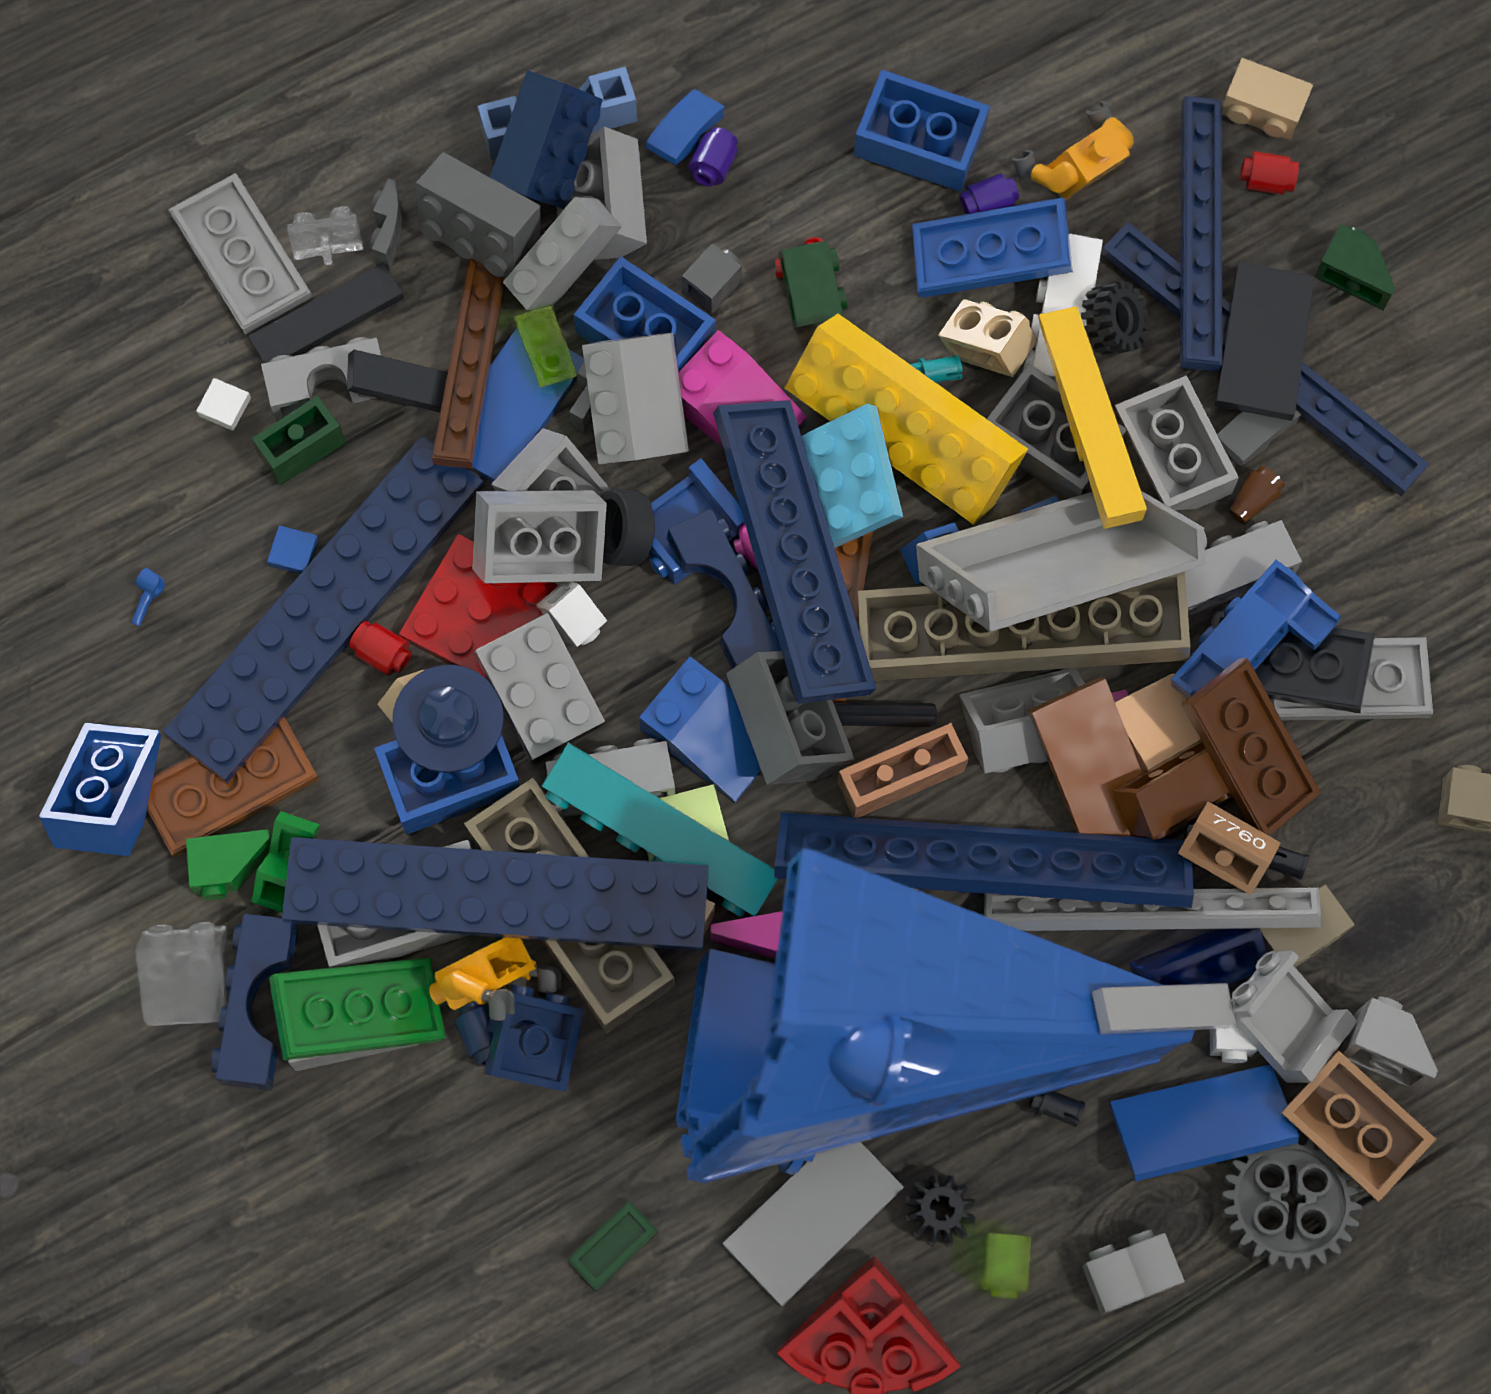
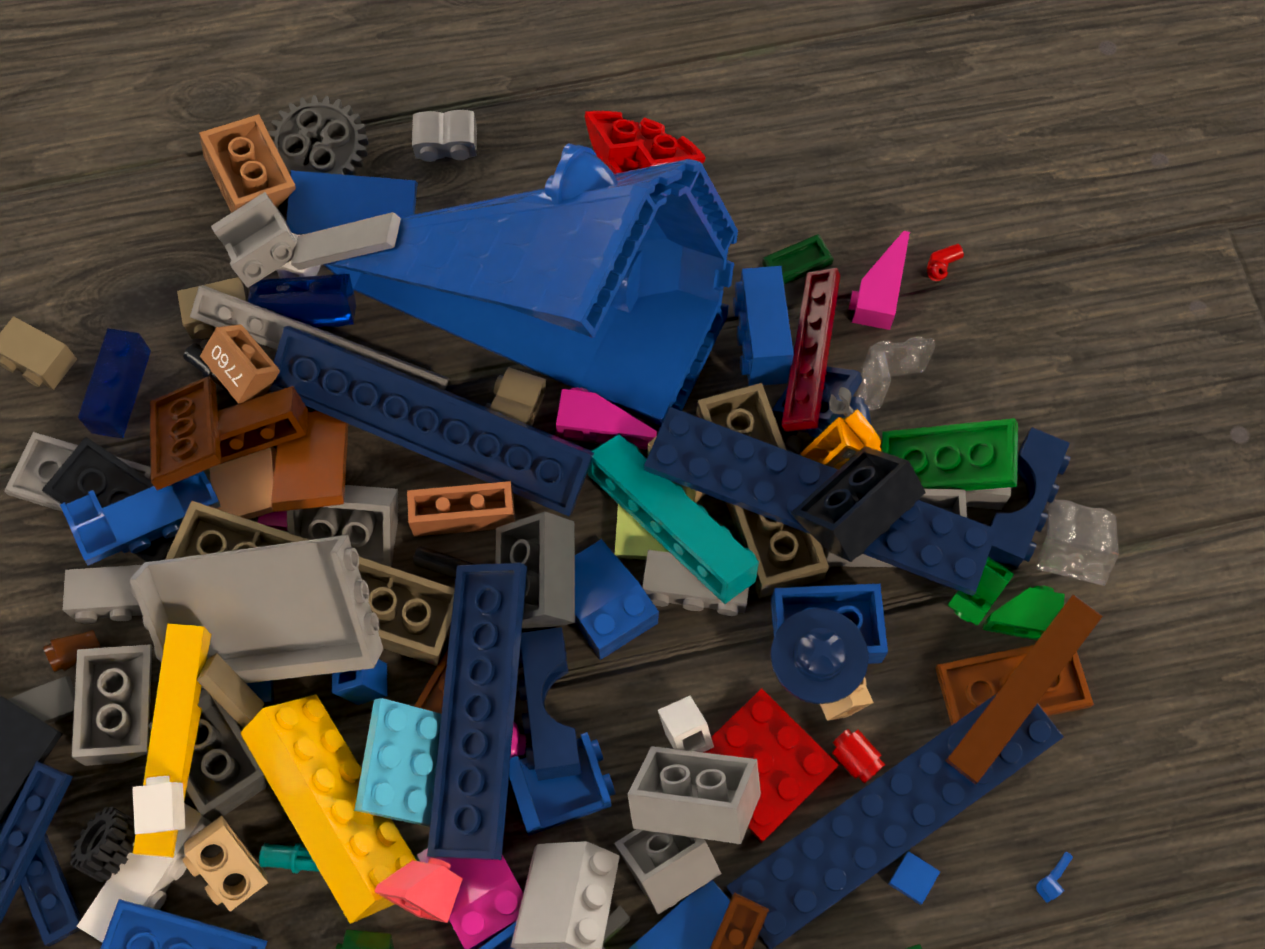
camera: 160 degrees left, 5 degrees down
(103, 790) = (1122, 706): blue slope -> none
(214, 763) = (1023, 689): none -> reddish brown tile
(429, 1303) = (940, 260): none -> red arm
(448, 882) = (859, 502): none -> black slope
(465, 1116) = (891, 360): none -> clear bracket
(495, 1228) = (879, 289): none -> dark pink slope
(539, 686) = (734, 669): light grey brick -> none
(558, 1104) = (811, 351): none -> dark red tile
(627, 1112) = (763, 326): none -> blue brick
(636, 539) = (603, 783): black tyre -> none
(780, 361) = (423, 889): none -> coral slope
(1005, 1265) = (527, 164): clear neon green brick -> none
(1057, 484) = (229, 690): none -> dark tan tile
(1066, 340) = (158, 806): none -> white brick
(1369, 795) = (114, 383): none -> clear blue brick
(1389, 1044) = (196, 207): light grey slope -> none

